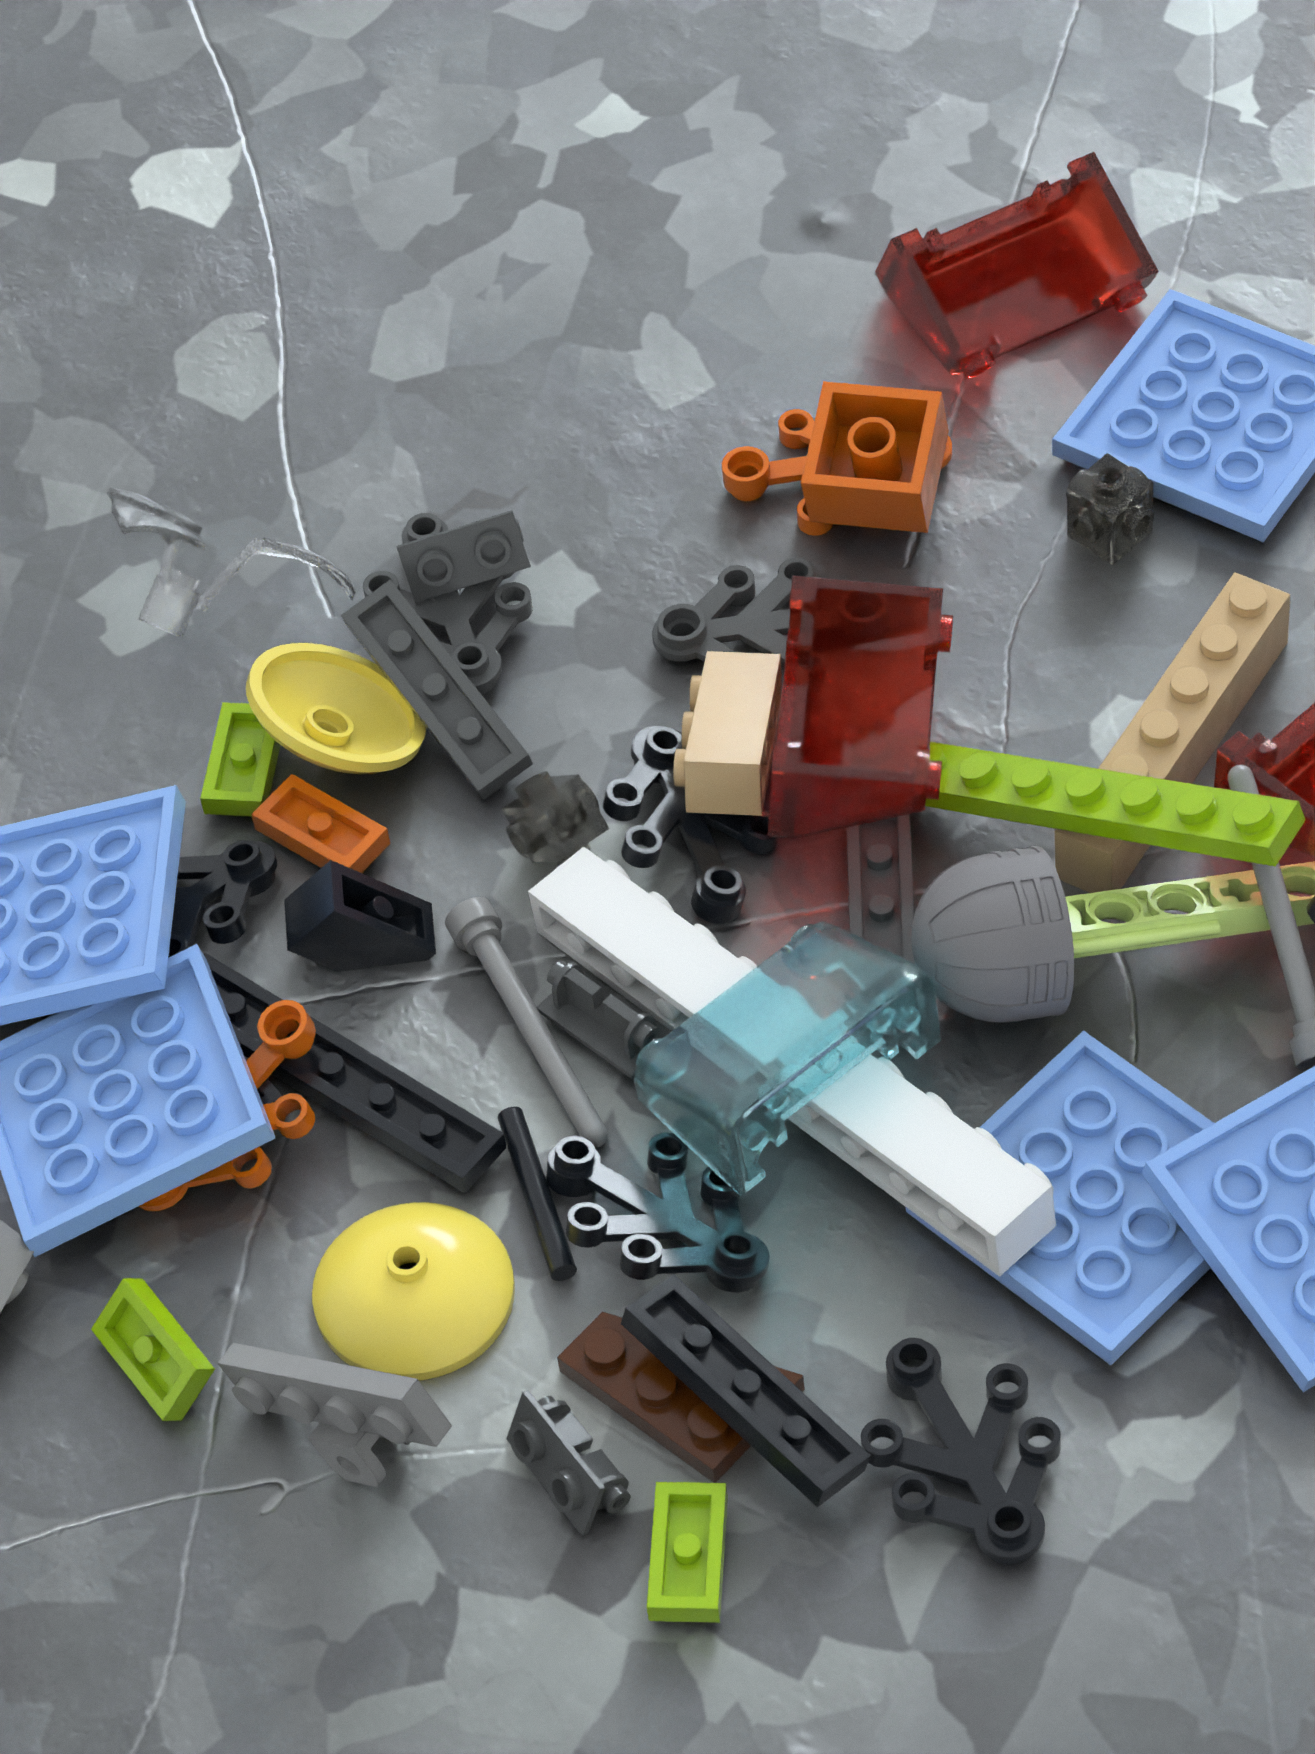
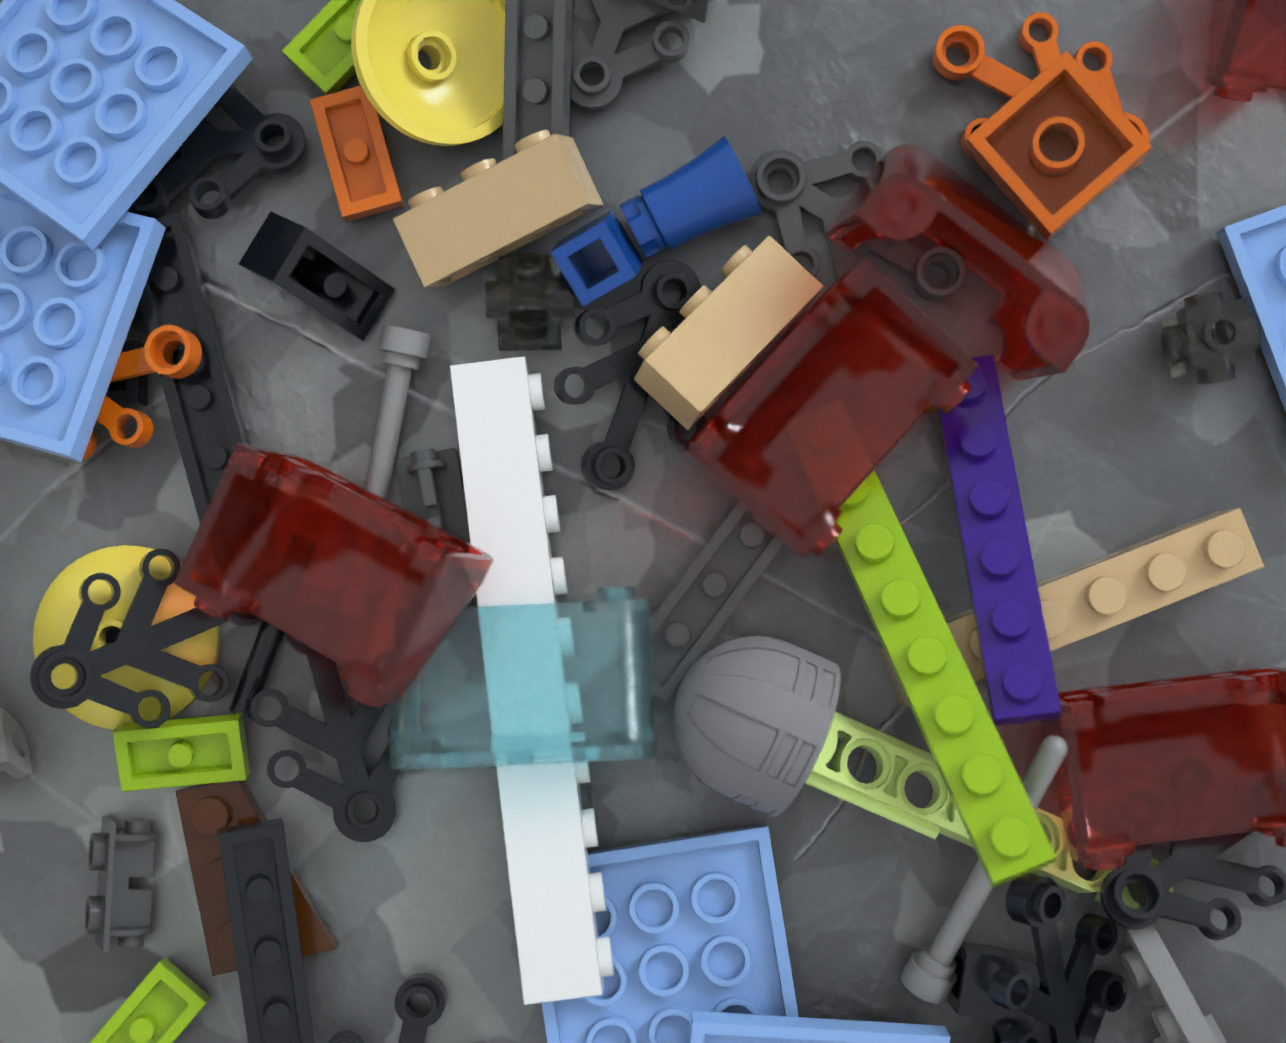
camera: 30 degrees right, 35 degrees up
(400, 1283) = (136, 646): none -> black plant
(474, 772) = (497, 208): none -> tan brick
(537, 1322) = (182, 752): none -> lime plate
(556, 1056) = (331, 568): none -> clear red windscreen
(585, 747) = (597, 258): none -> blue brick
(626, 678) = (692, 201): none -> blue plant
(885, 540) = (1045, 297): none -> clear red windscreen
(1073, 711) = (998, 554): none -> dark purple plate

